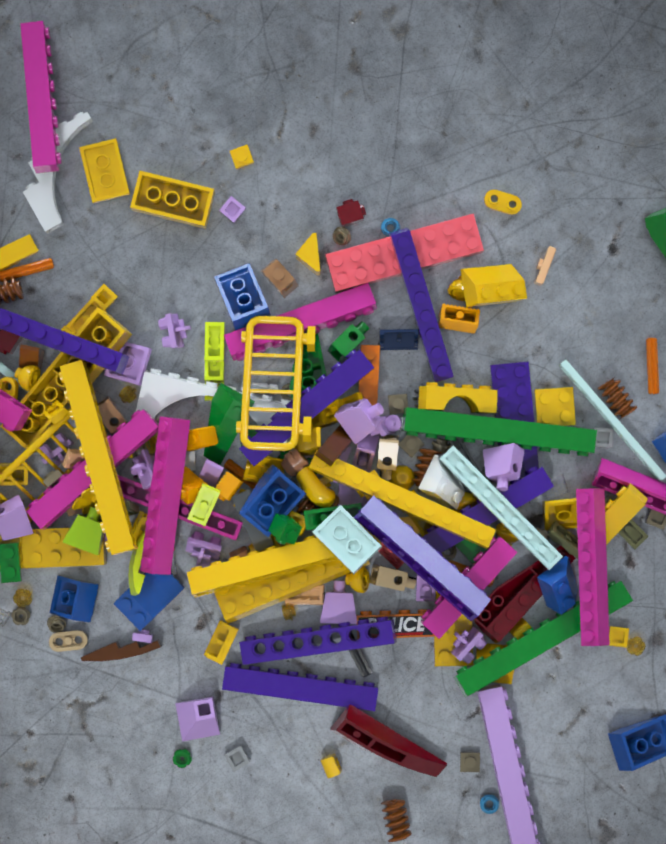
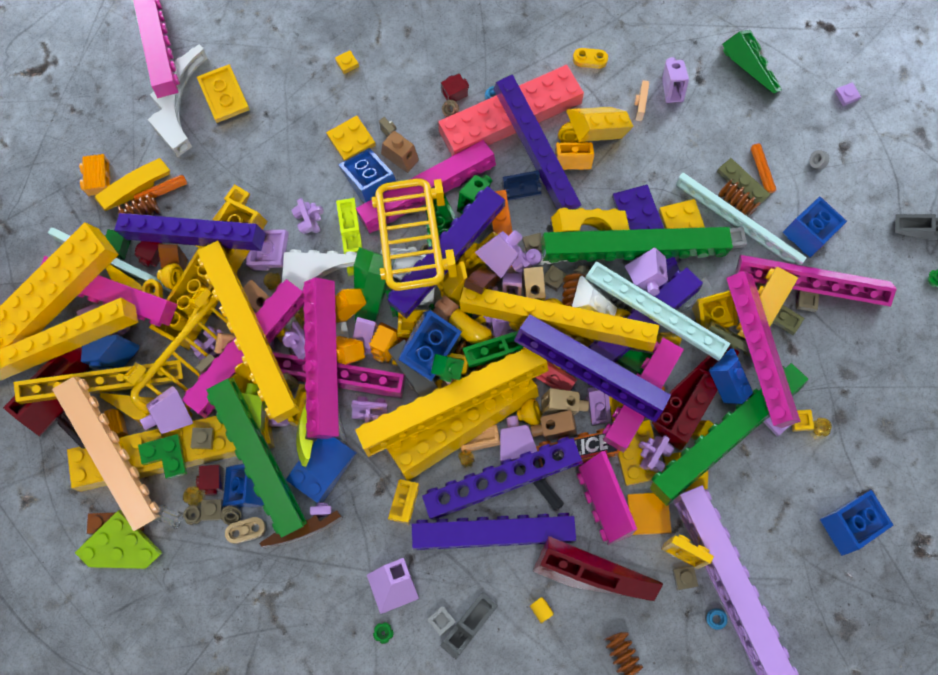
camera: 10 degrees left, 15 degrees down
(38, 614) = (211, 510): none -> dark tan plate
(40, 550) = (202, 438): none -> dark tan plate
(41, 586) = (210, 479): none -> dark red brick
(90, 582) = (256, 457): none -> green brick
(172, 199) = (288, 103): yellow brick -> none
(203, 504) = (361, 360): neon yellow plate -> none
(231, 249) = (350, 138): none -> yellow plate
(232, 209) = (345, 104): lavender plate -> none
(261, 767) = (468, 625): none -> dark grey slope
(273, 247) = (386, 126): none -> dark tan plate
(309, 255) = (423, 126): yellow slope -> none
(347, 539) = (512, 362): light aqua plate -> none
(387, 599) = (563, 422): none -> medium nougat torso
(410, 679) = (606, 499): none -> dark pink slope
(448, 698) = (649, 514): none -> light orange tile
(479, 746) = (682, 549): none -> yellow plate
(584, 249) = (675, 72): none -> lavender torso
(629, 378) = (732, 170): none -> olive plate

